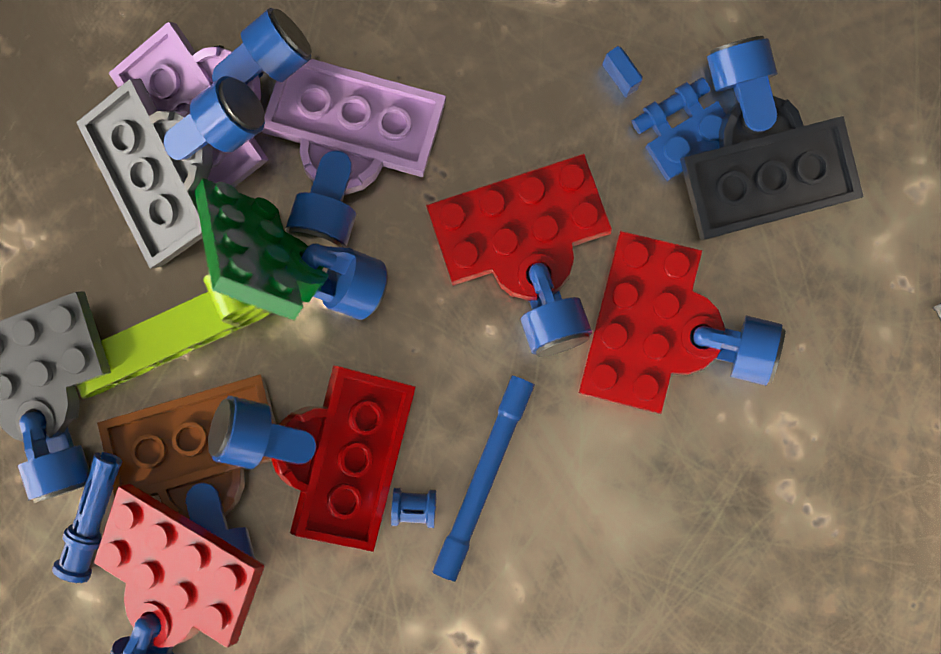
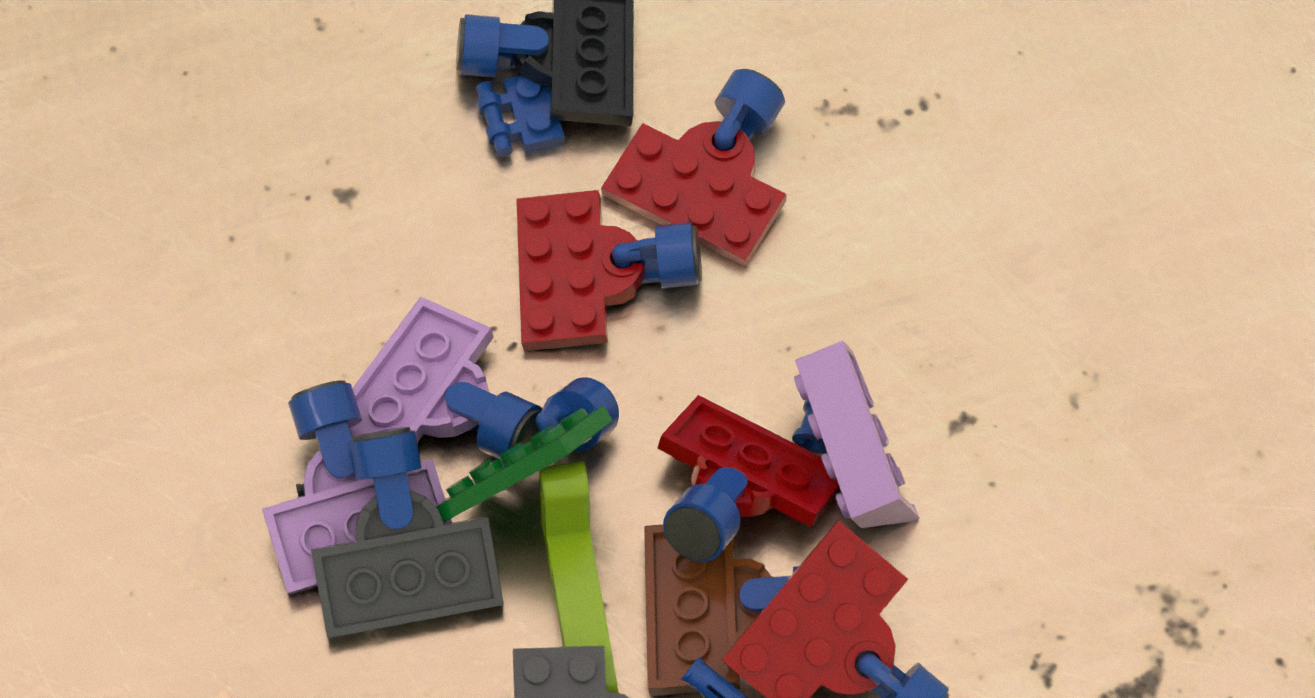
camera: 75 degrees left, 25 degrees down
(386, 552) = (852, 438): none -> lavender wedge
(457, 542) = (749, 325): blue piece -> none
(622, 71) = (449, 146): blue tile -> none

